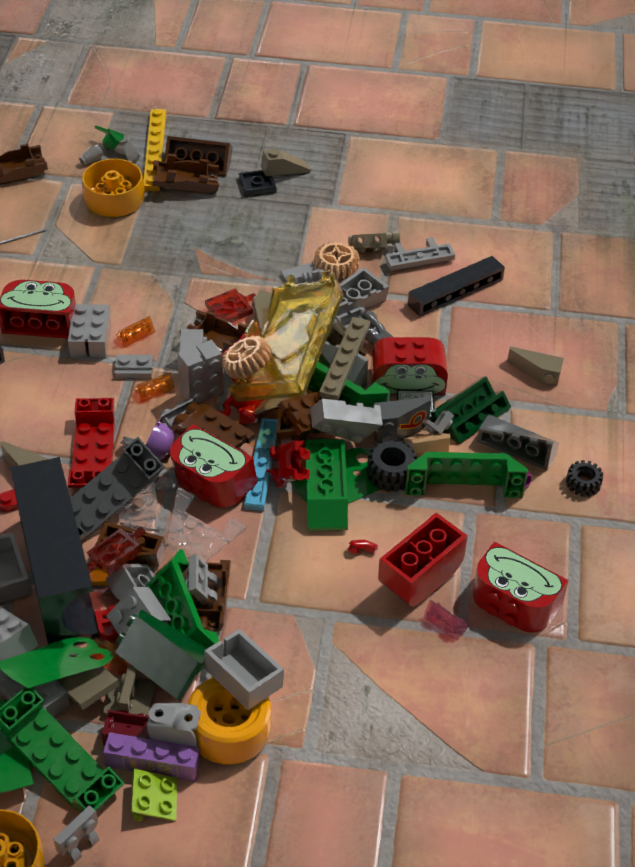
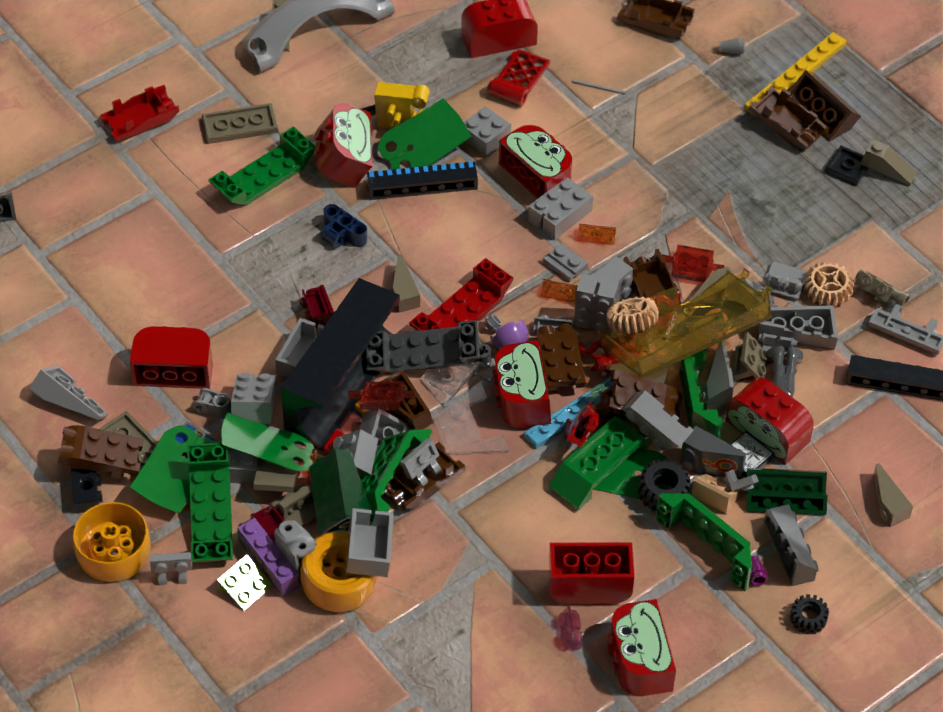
camera: 45 degrees right, 5 degrees up
(113, 177) = (713, 78): light orange wheel -> none
(119, 143) = (767, 52): animal -> none
(344, 359) = (714, 372): dark tan plate -> none
(362, 544) = (576, 529): red arm -> none

